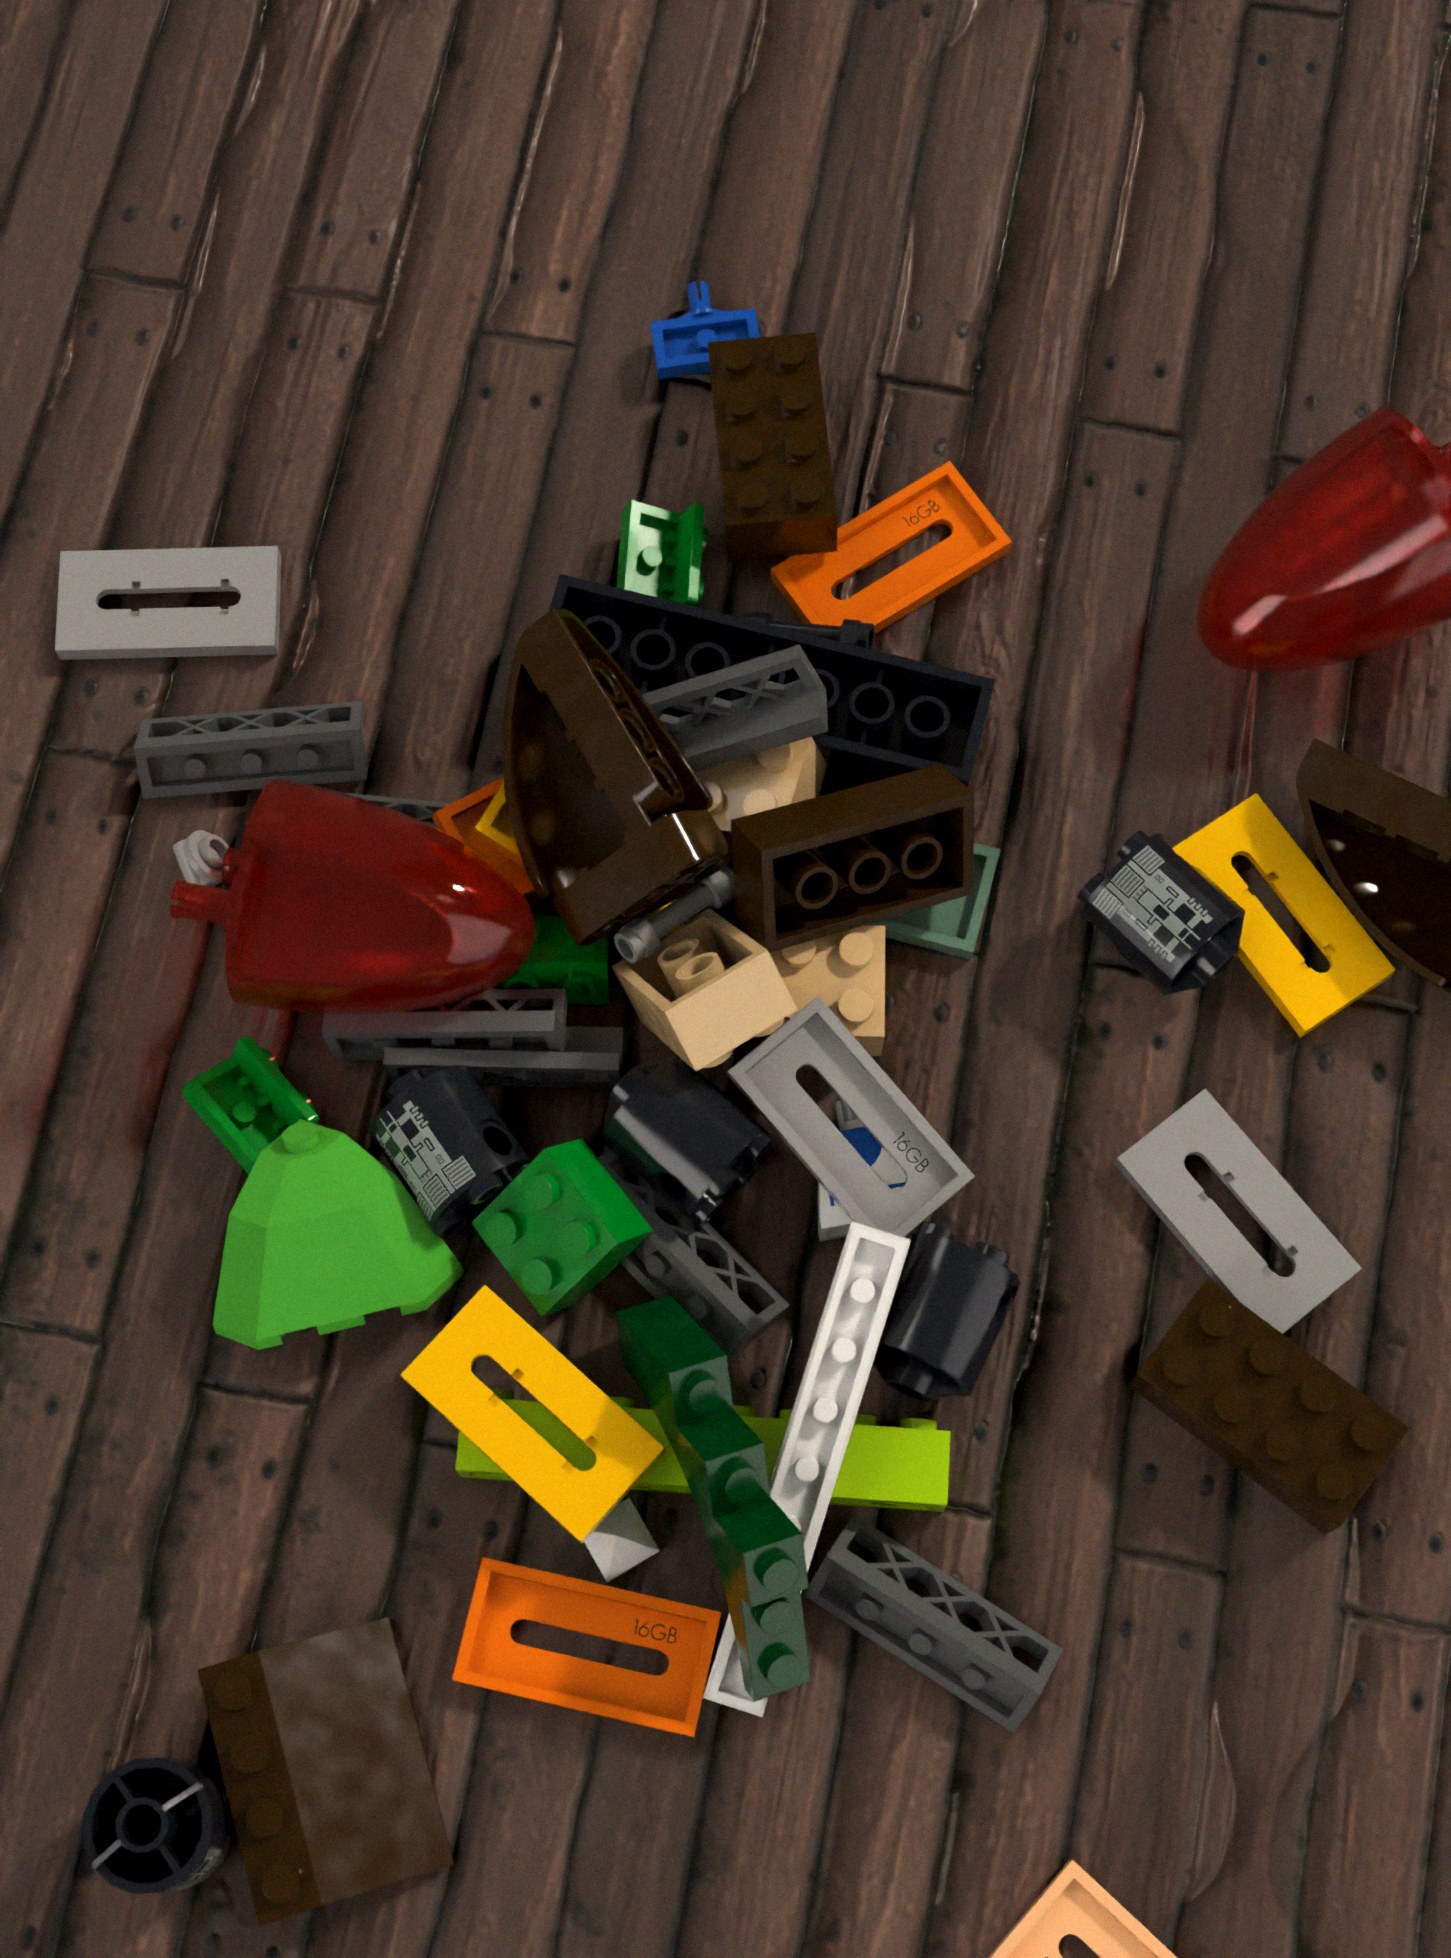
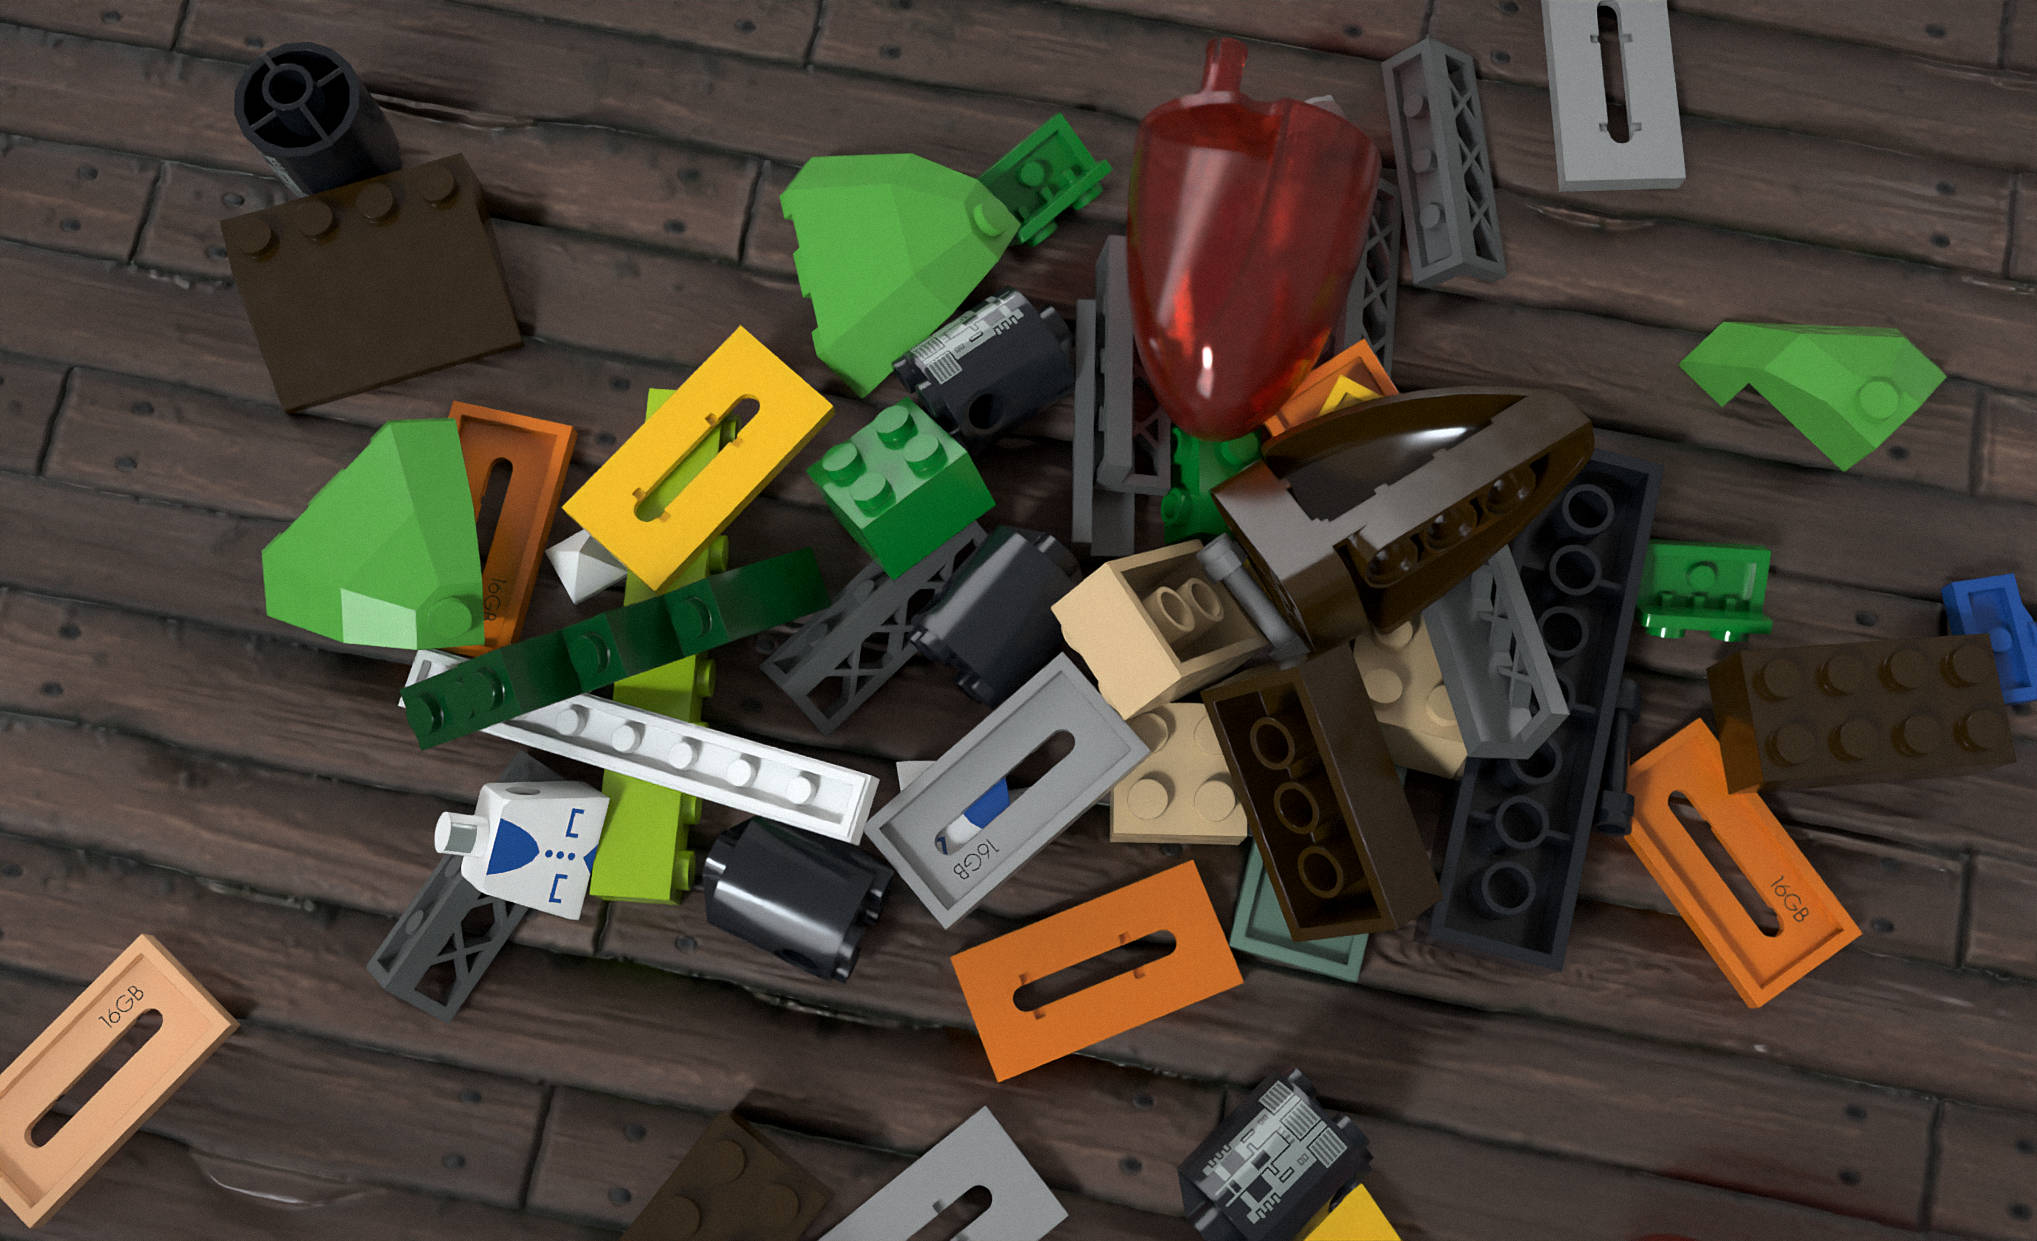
camera: 90 degrees right, 5 degrees up
(477, 437) = (1831, 382): none -> bright green brick
(614, 1721) = (386, 547): none -> bright green brick
(900, 1558) = (529, 842): none -> white torso
(995, 1147) = (1193, 972): none -> orange piece

